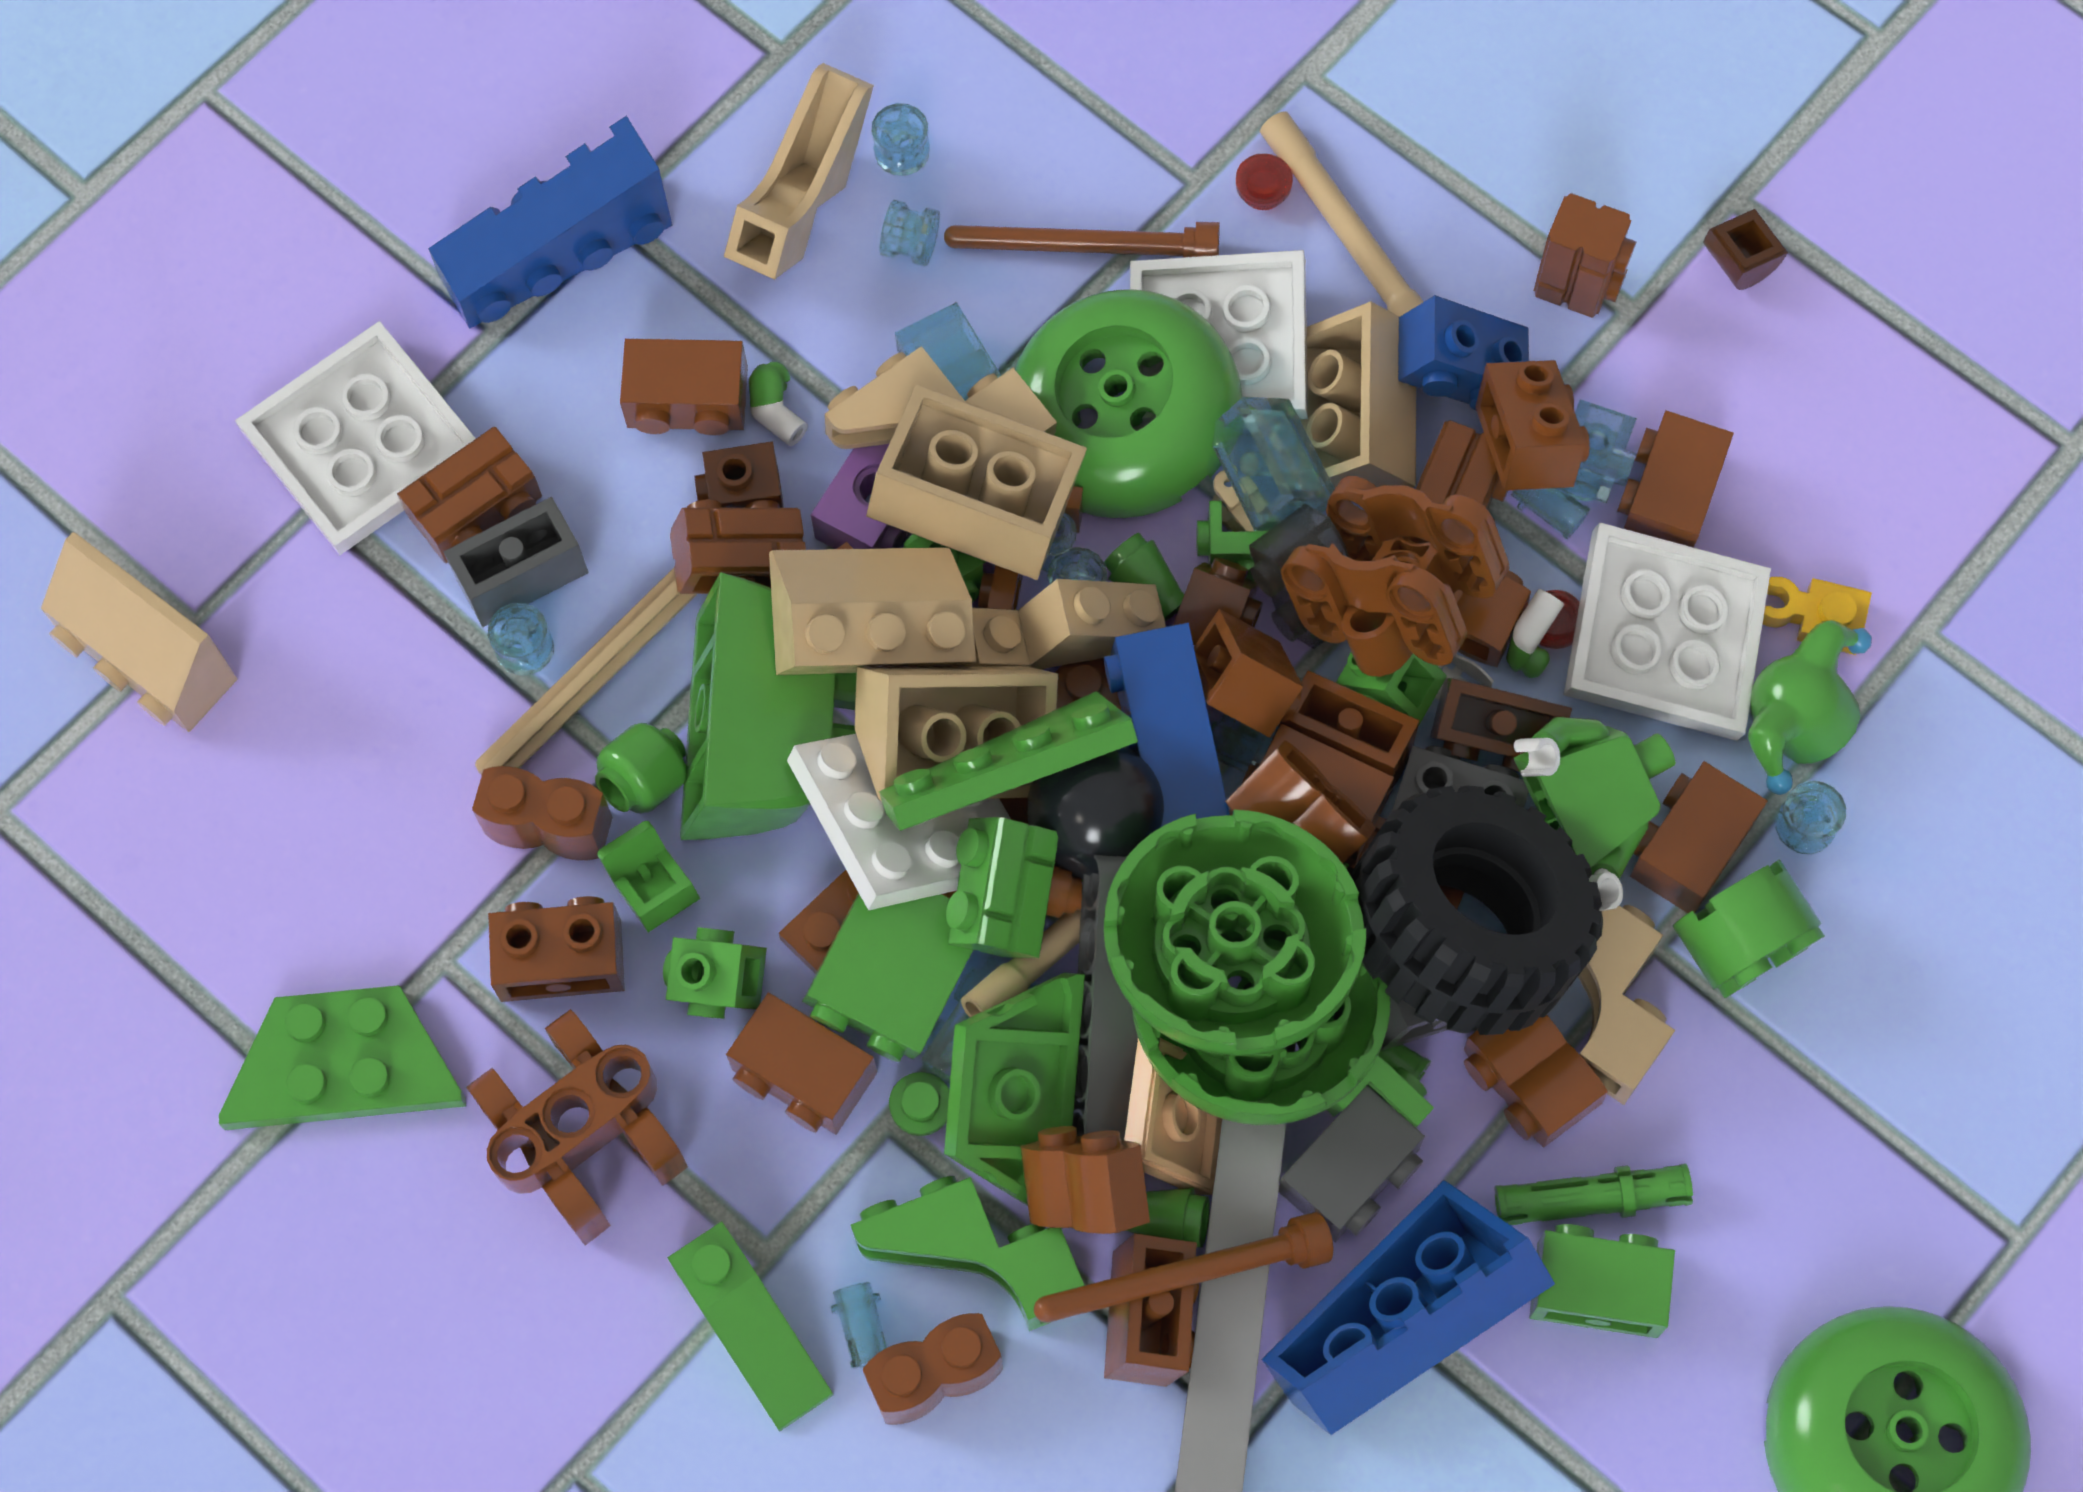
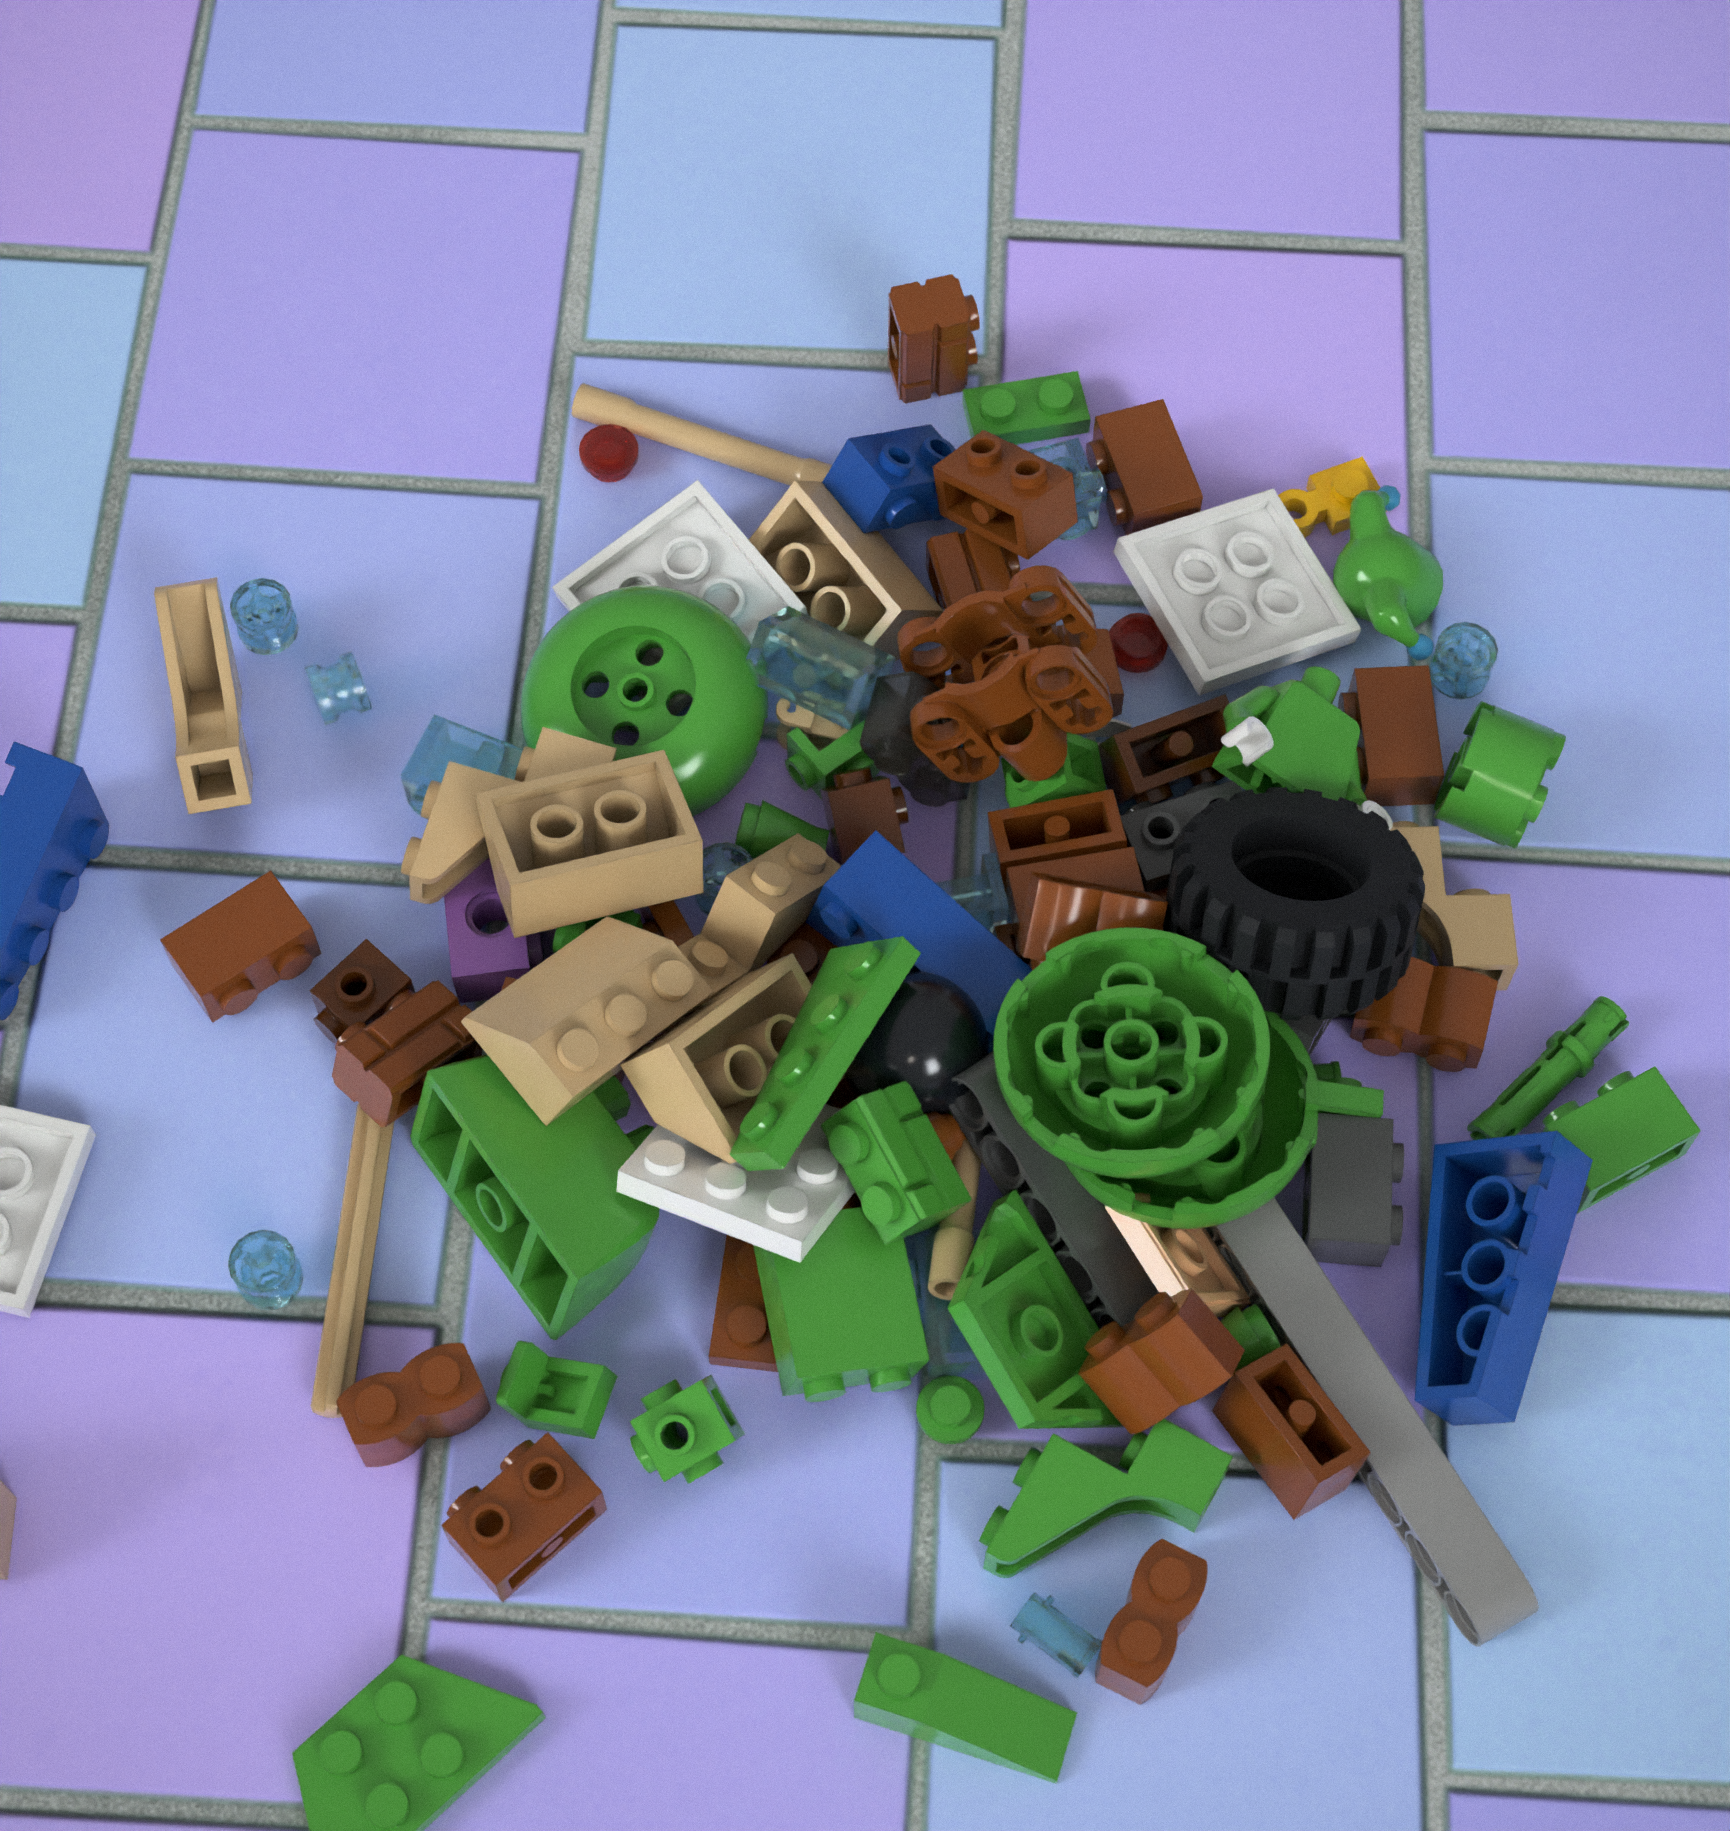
camera: 40 degrees left, 5 degrees down
(470, 492) = (117, 1178): dark orange brick -> none
(517, 560) = (211, 1202): dark grey brick -> none
(557, 1153) = (628, 1689): dark orange piece -> none
(641, 768) = (471, 1301): bright green head -> none
(767, 406) = (327, 914): arm -> none
(800, 1065) = (823, 1453): dark orange brick -> none
(1194, 242) = (597, 533): dark orange piece -> none
(1246, 674) = (951, 844): dark orange brick -> none
(1301, 1242) = (1365, 1281): dark orange piece -> none
(1529, 631) = (1131, 659): white arm -> none
(1554, 507) = (1066, 555): clear light blue pin -> none
(1625, 367) = (1028, 408): none -> bright green plate
(1745, 249) = (1045, 256): reddish brown brick -> none

